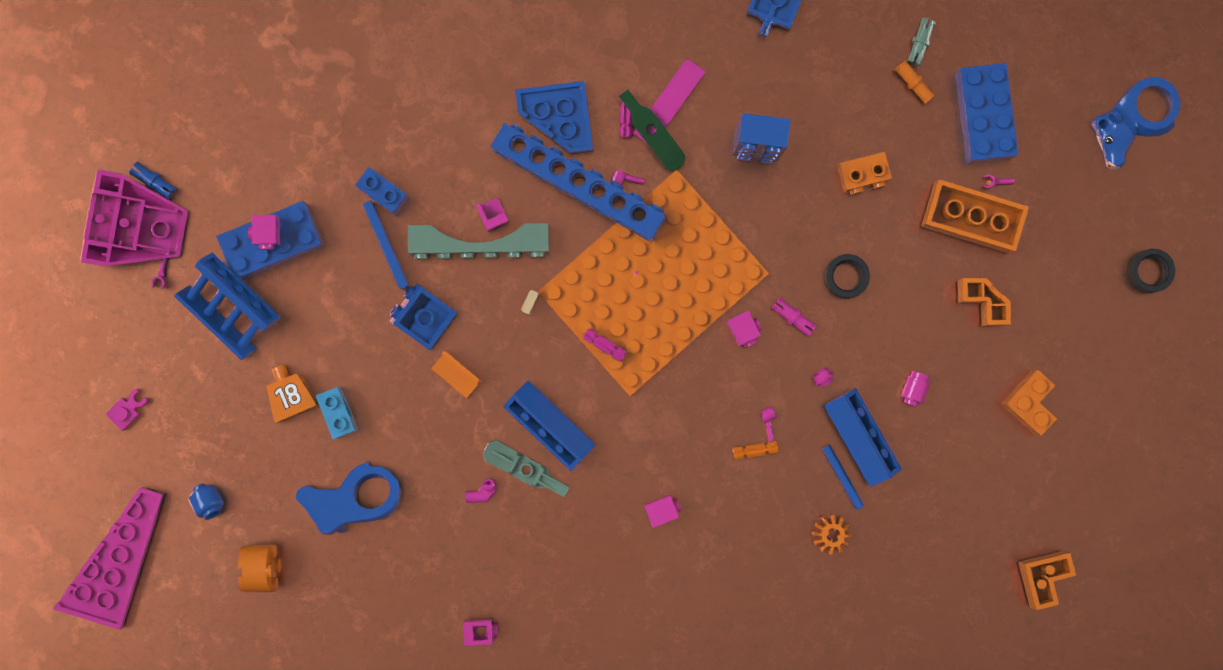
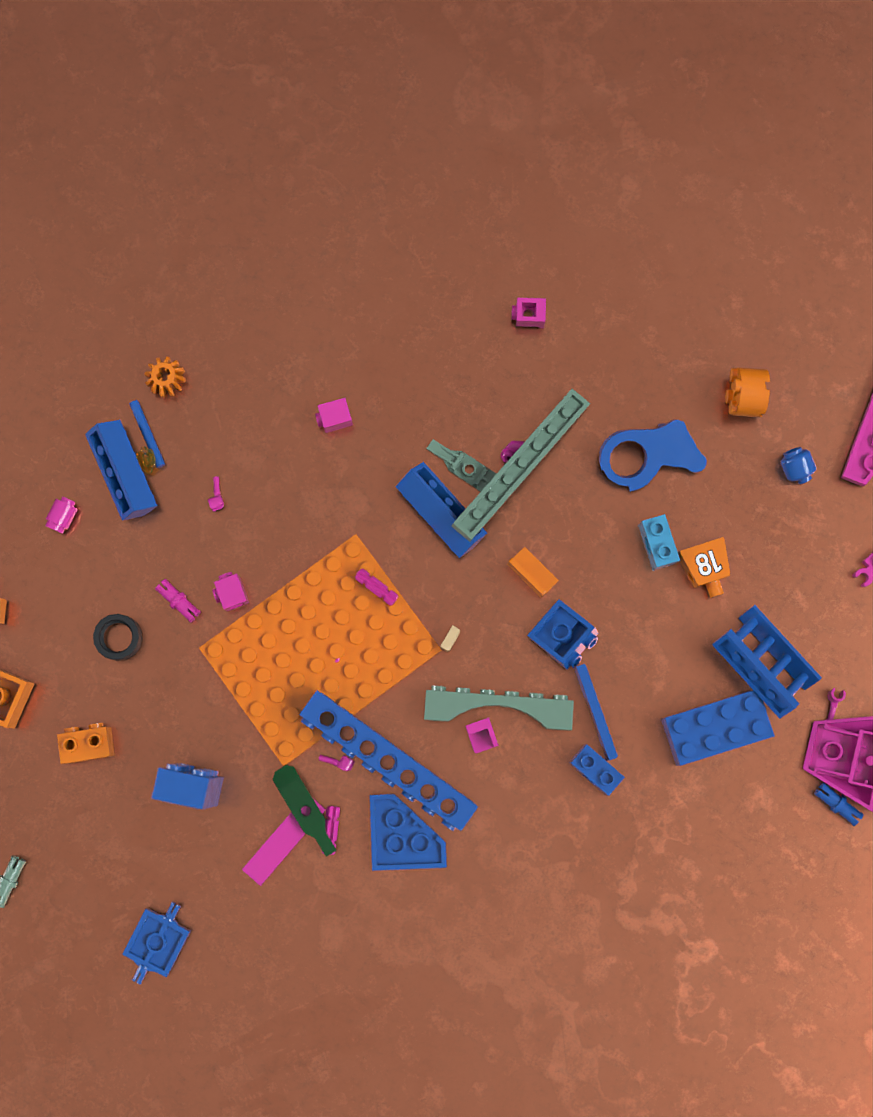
camera: 170 degrees left, 5 degrees down
(265, 231) = (722, 733): dark pink brick -> none
(475, 475) = (520, 465): none -> sand green plate
(755, 450) = (233, 468): orange axle -> none
(823, 377) = (154, 535): dark pink plate -> none
(840, 450) = (146, 459): none -> clear yellow plant
(915, 81) = (20, 838): orange pin -> none

